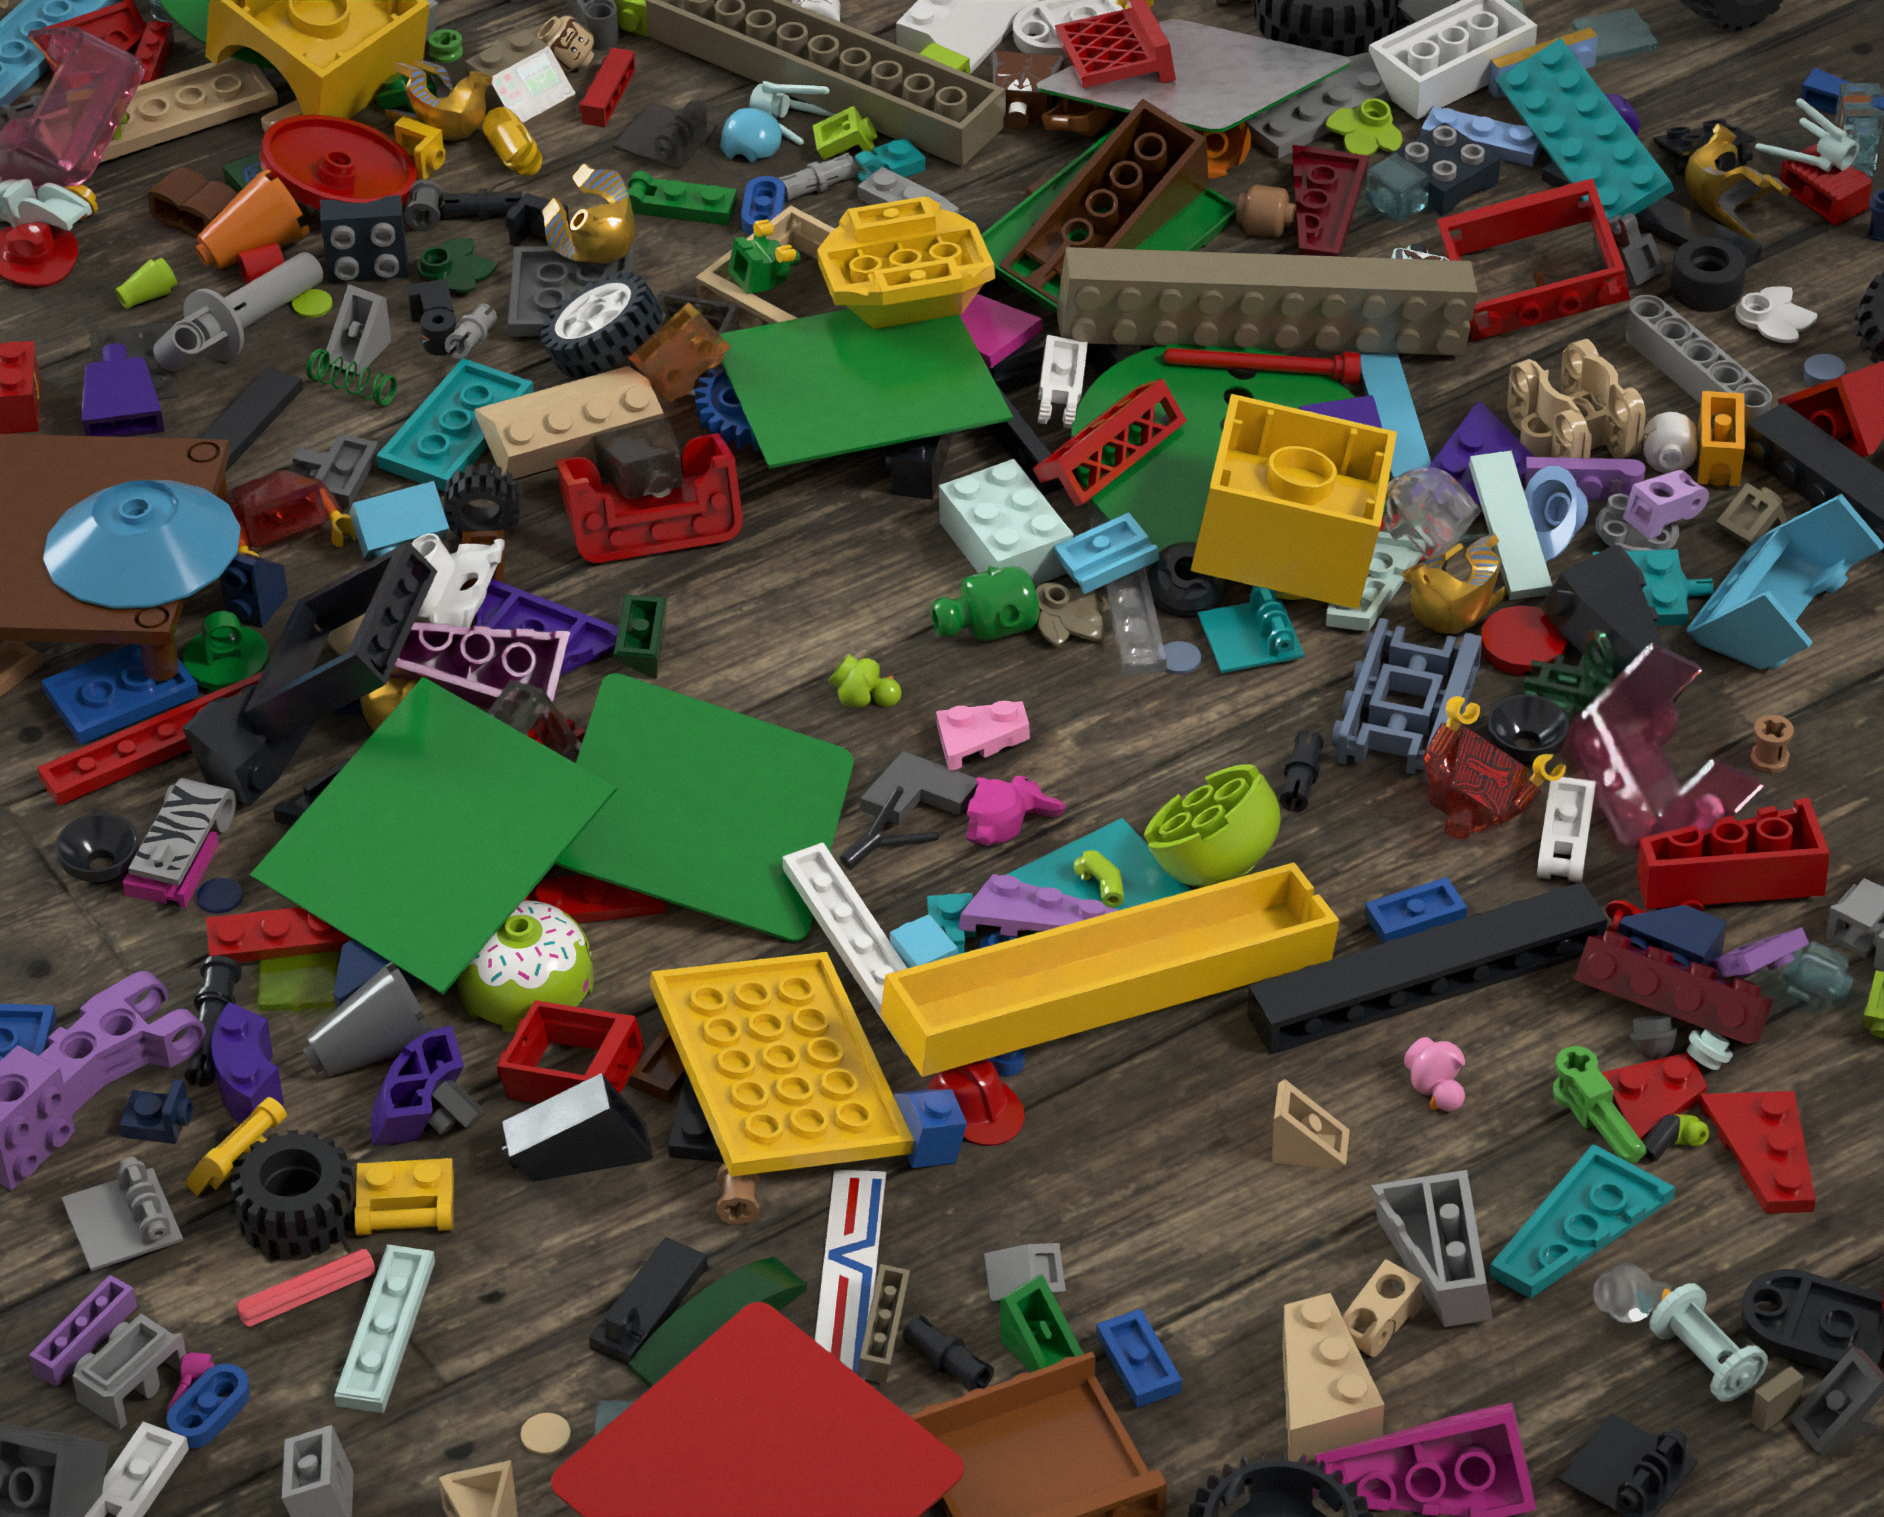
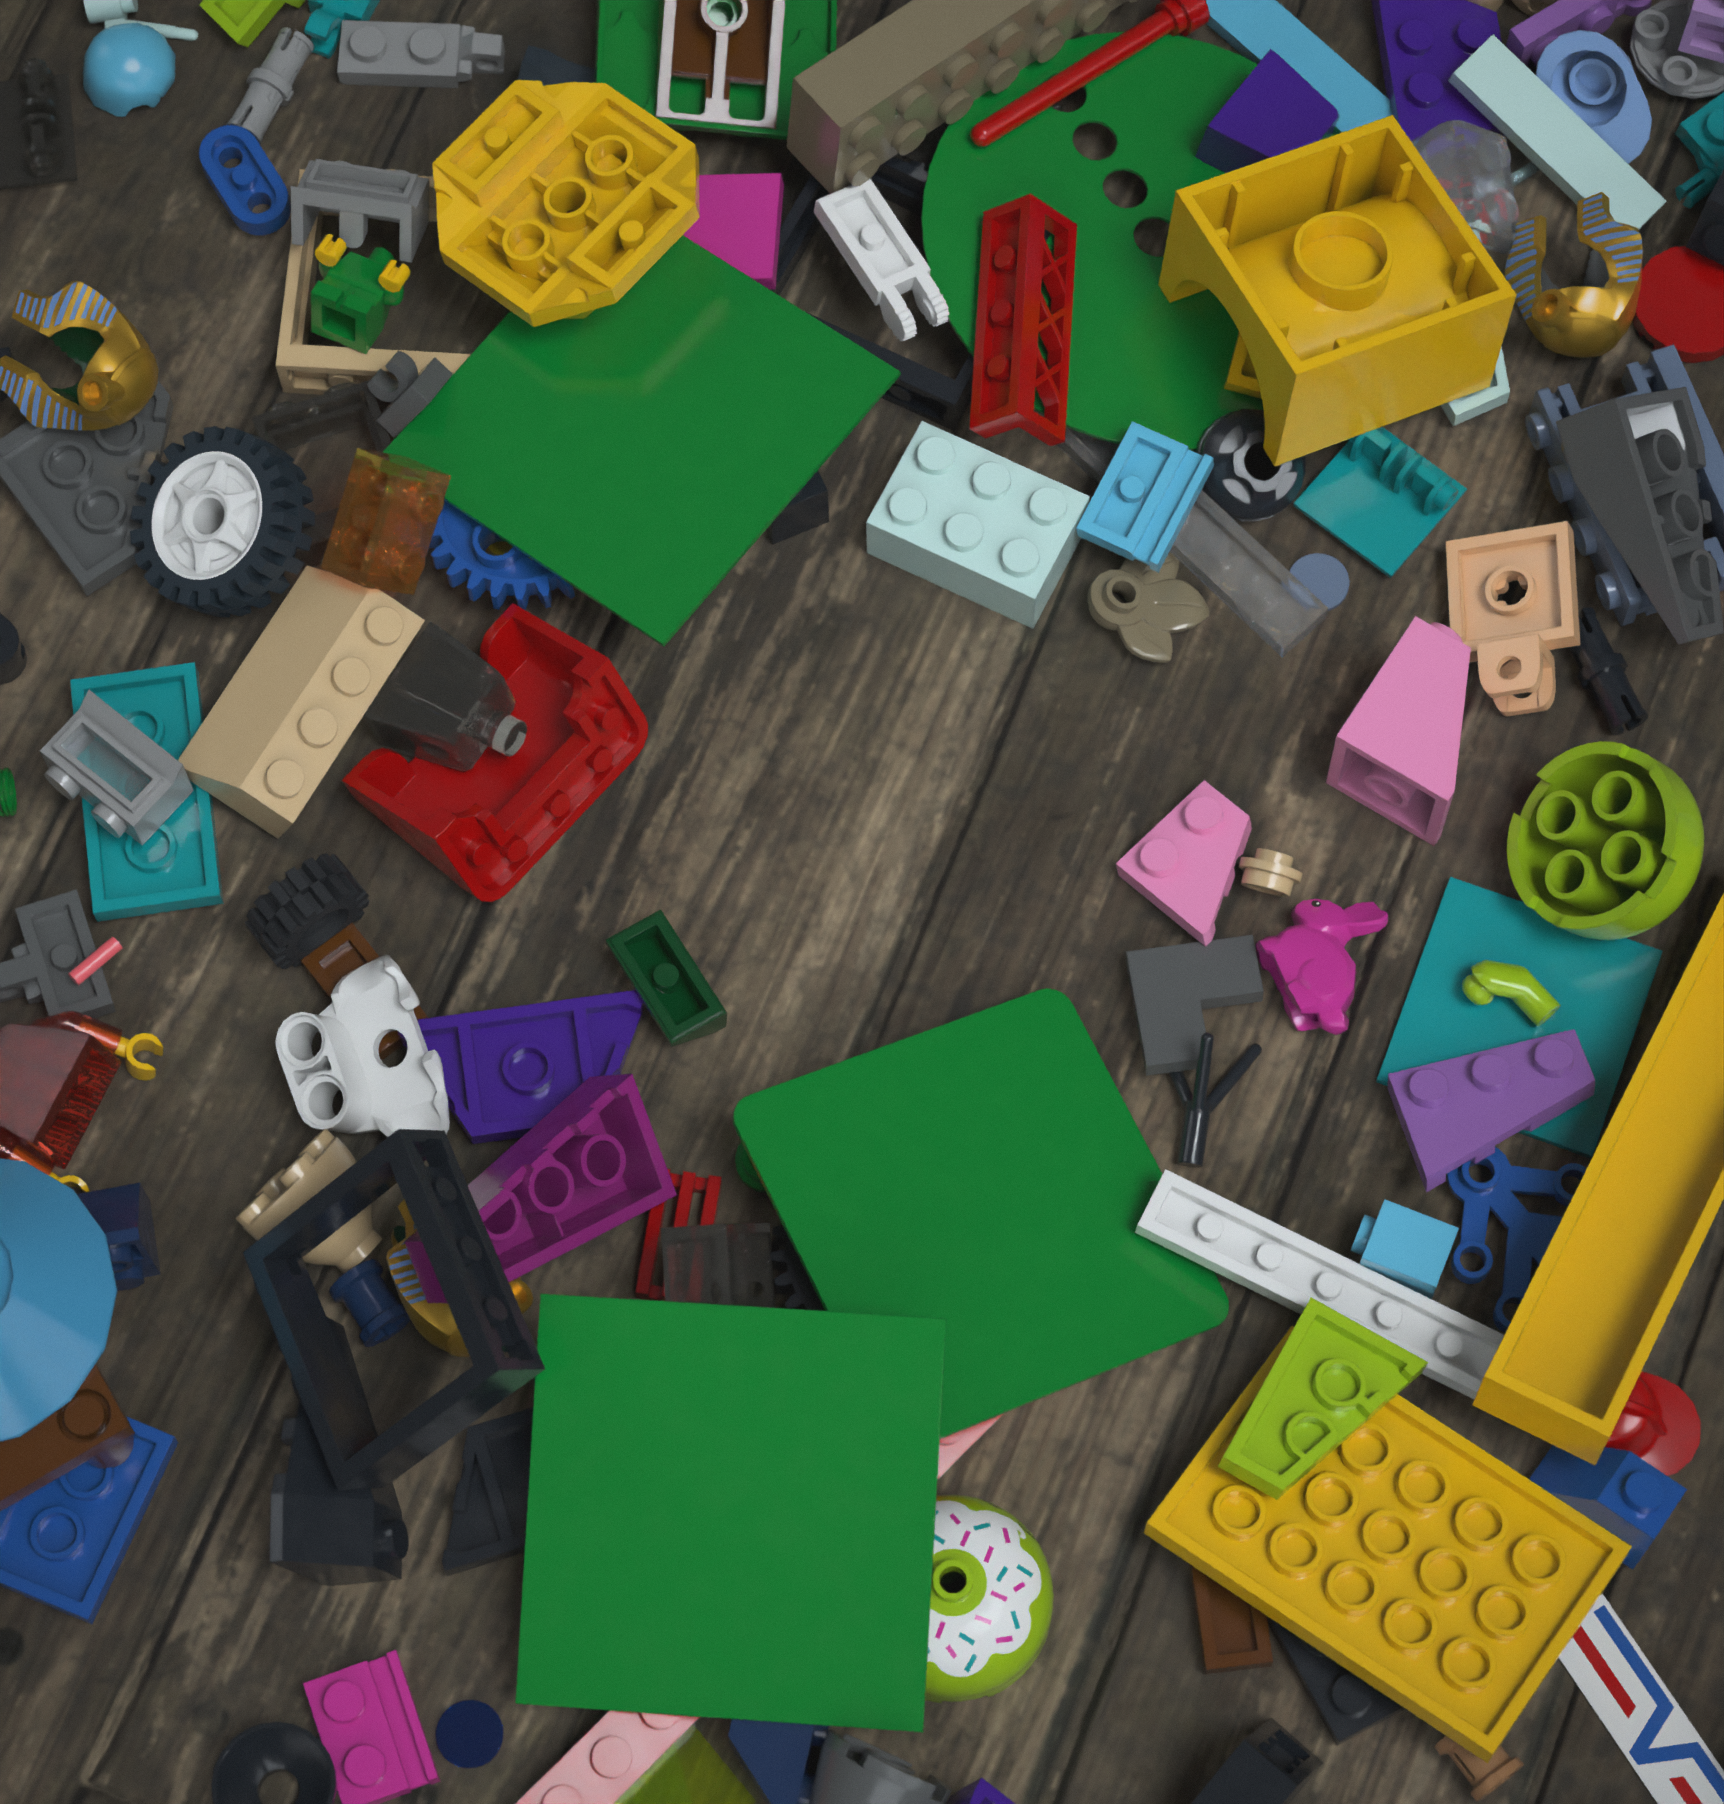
camera: 35 degrees left, 25 degrees up
(127, 750) = (196, 1548): red plate -> none
(181, 828) = (359, 1686): light grey door -> none
(224, 652) = (167, 1362): green tile -> none
(356, 472) = (95, 961): none -> coral piece
(397, 518) = (219, 1006): medium azure brick -> none
(443, 396) = (115, 770): none -> light grey window
(470, 331) = (43, 628): light grey pin -> none
(610, 1033) = (1050, 1698): red window -> none
(681, 199) = (120, 230): green plate -> none
(751, 312) = (409, 393): none -> dark grey tile
(798, 216) = (357, 195): none -> light grey window
(799, 971) = (1315, 1398): none -> lime wing
(860, 677) = (995, 880): lime animal -> none
(946, 913) = (1383, 1168): teal plate -> none
(989, 605) = (1059, 662): green piece -> none
(1017, 757) = (1269, 873): none -> tan plate
(1153, 723) = (1406, 732): none -> bright pink slope
(1272, 707) = (1517, 638): none -> light nougat plate
(1394, 683) = (1640, 478): none -> dark grey wedge

